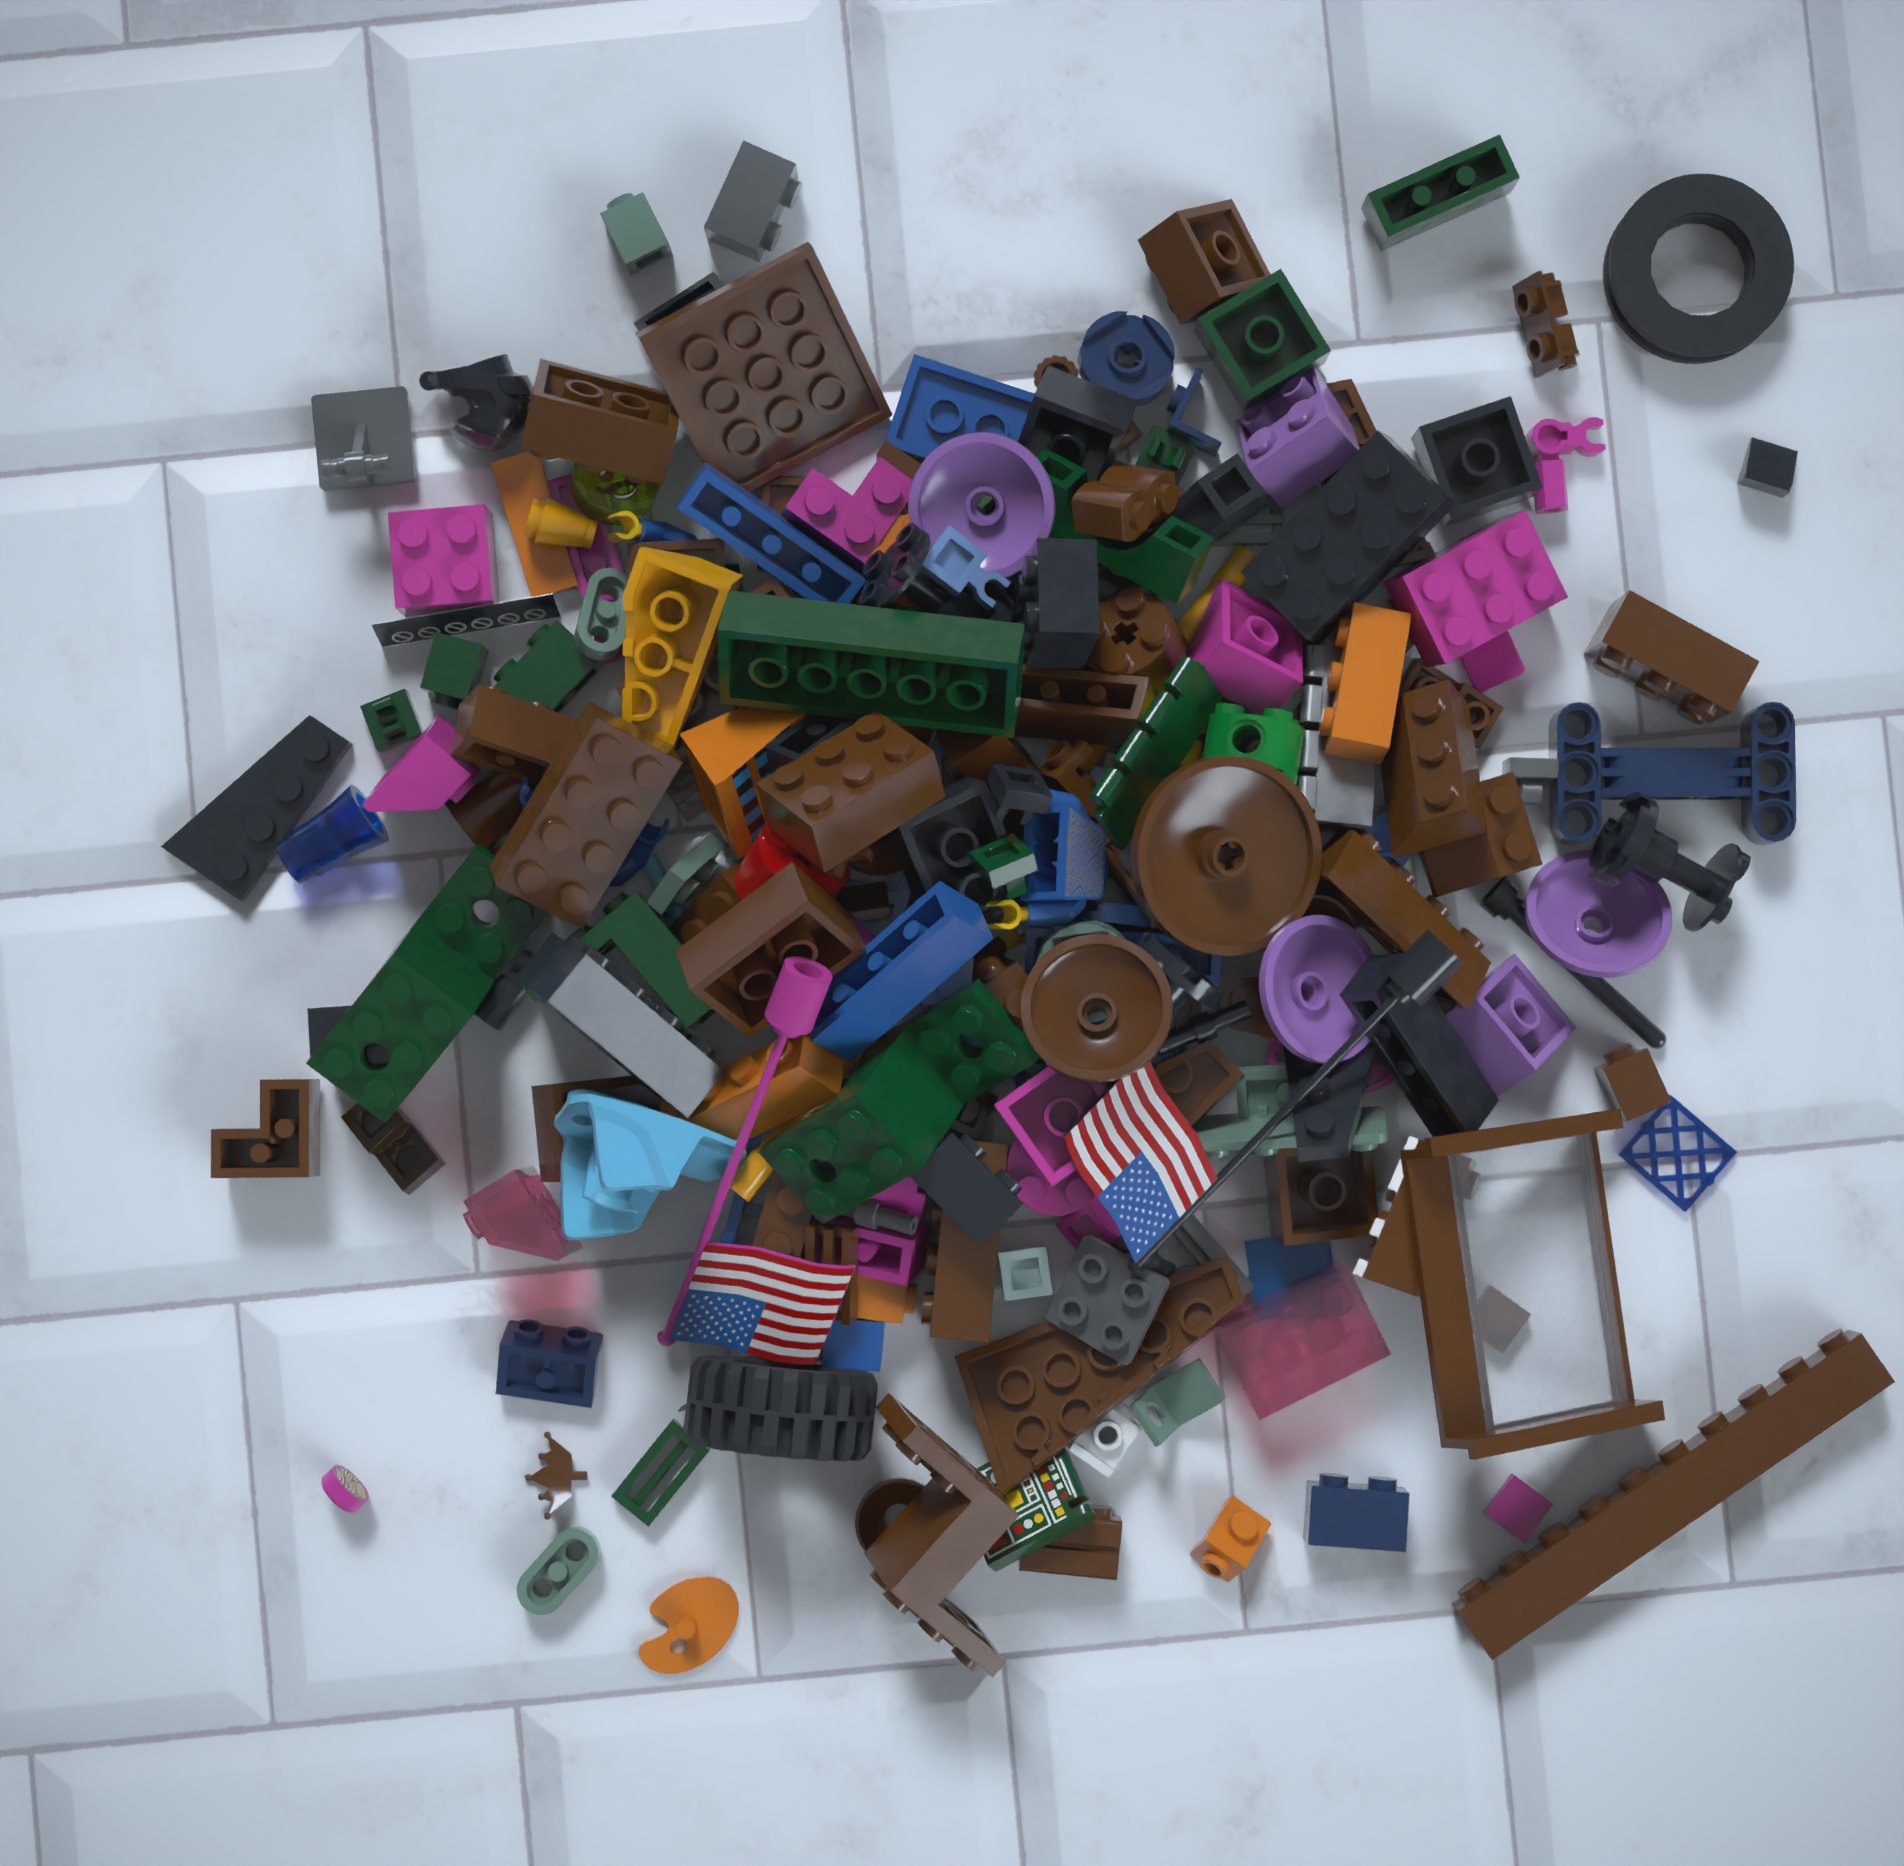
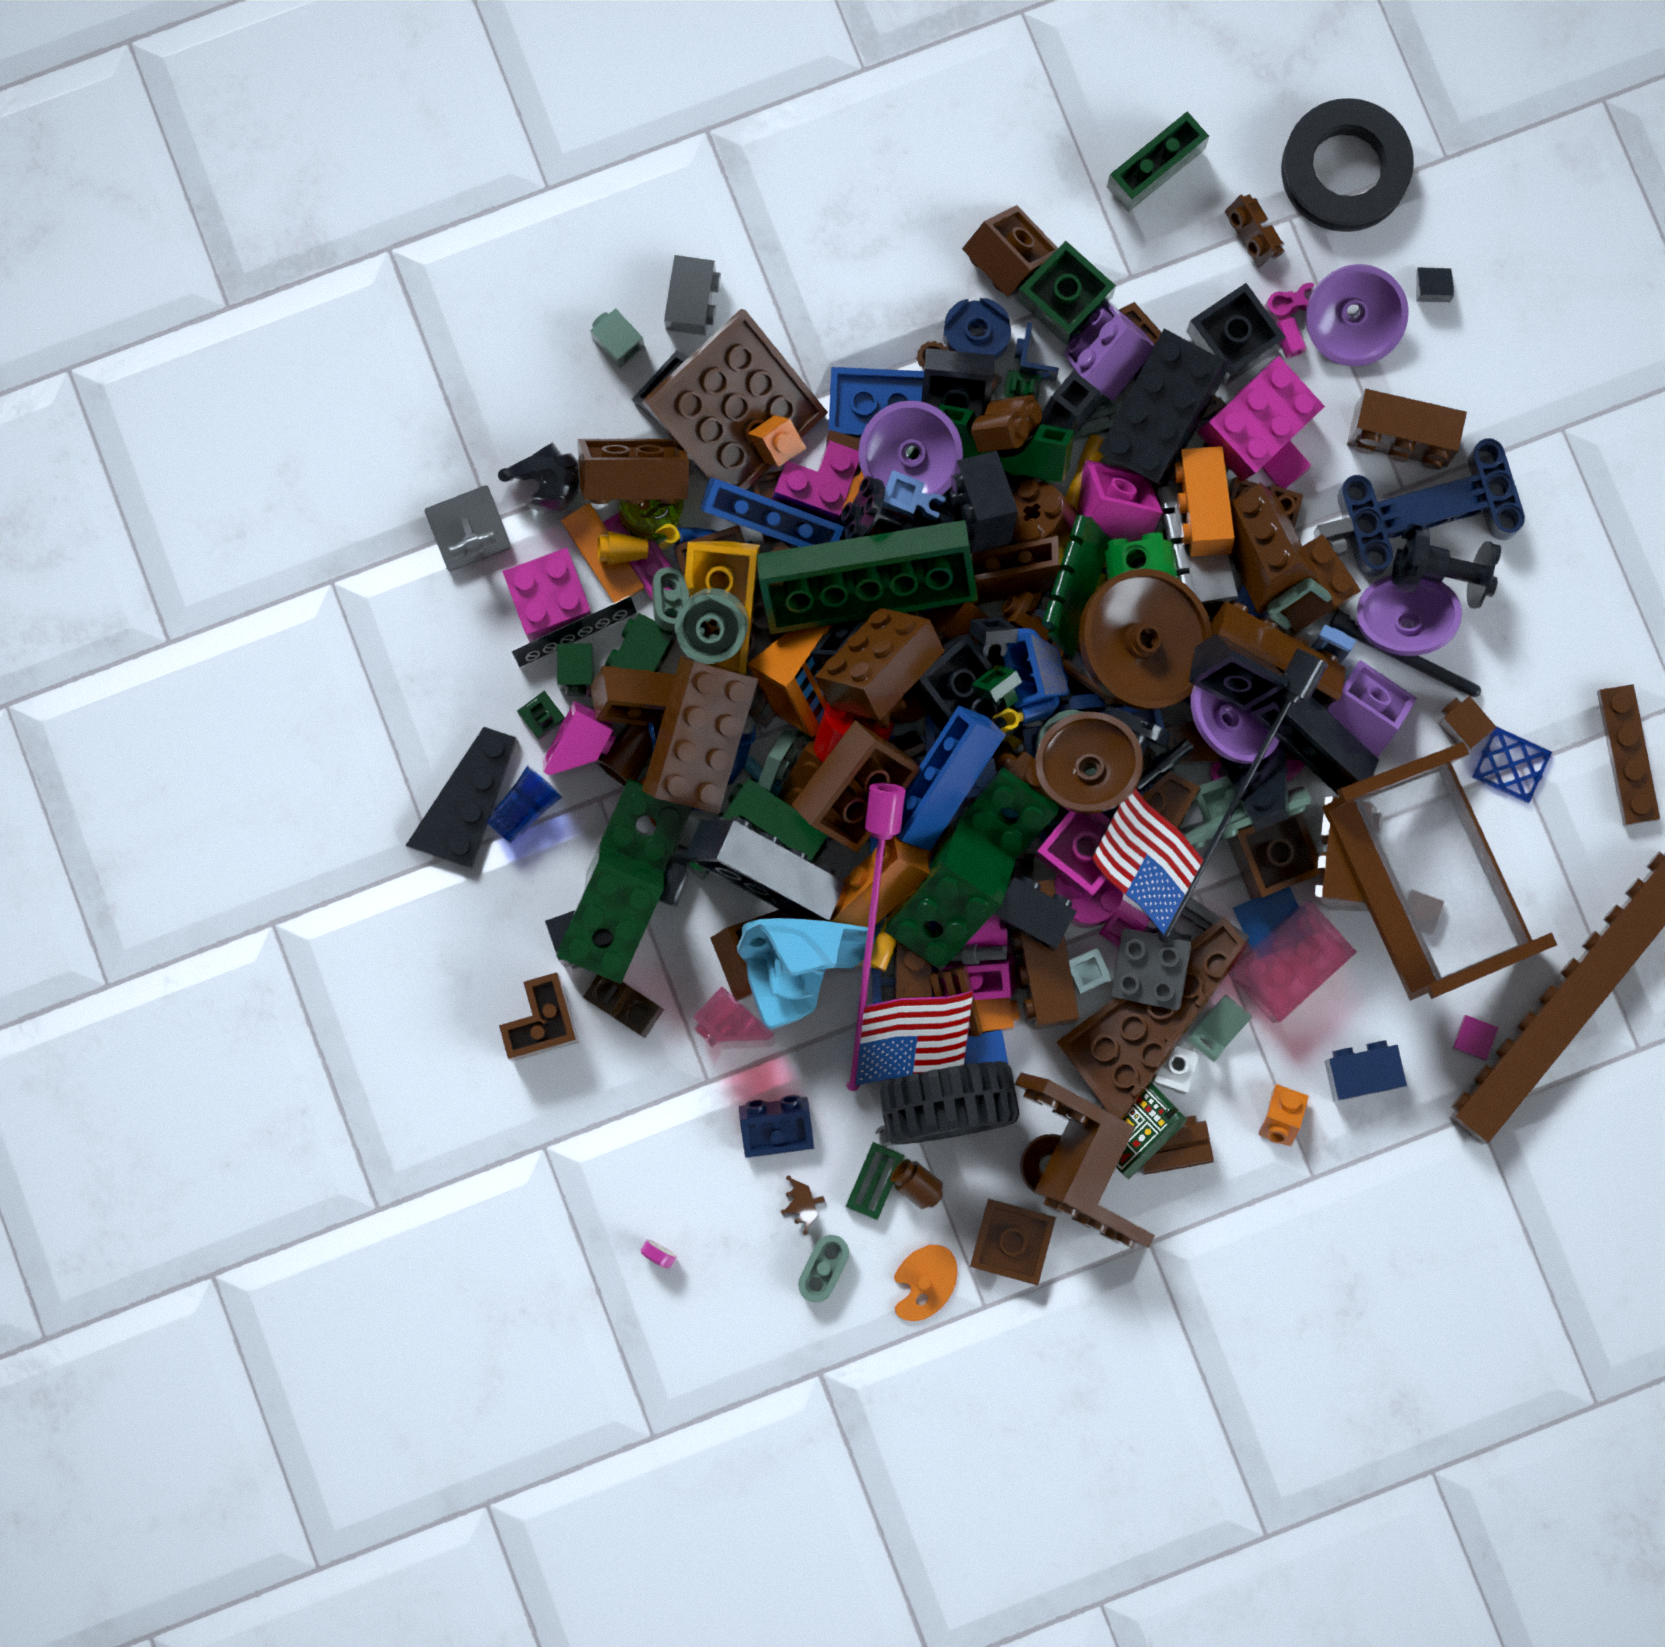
camera: 20 degrees left, 5 degrees down
(615, 659) = (730, 618): none -> sand green brick
(713, 1495) = (917, 1184): none -> reddish brown brick
(808, 437) = (777, 440): none -> orange brick
(819, 1606) = (1012, 1241): none -> reddish brown plate
(1333, 936) = (1234, 673): none -> black slope
(1445, 848) = (1291, 596): none -> sand green piece
(1484, 923) = (1334, 642): none -> medium blue plate
(1657, 509) = (1371, 330): none -> medium lavender dish
(1838, 1185) = (1628, 755): none -> reddish brown plate

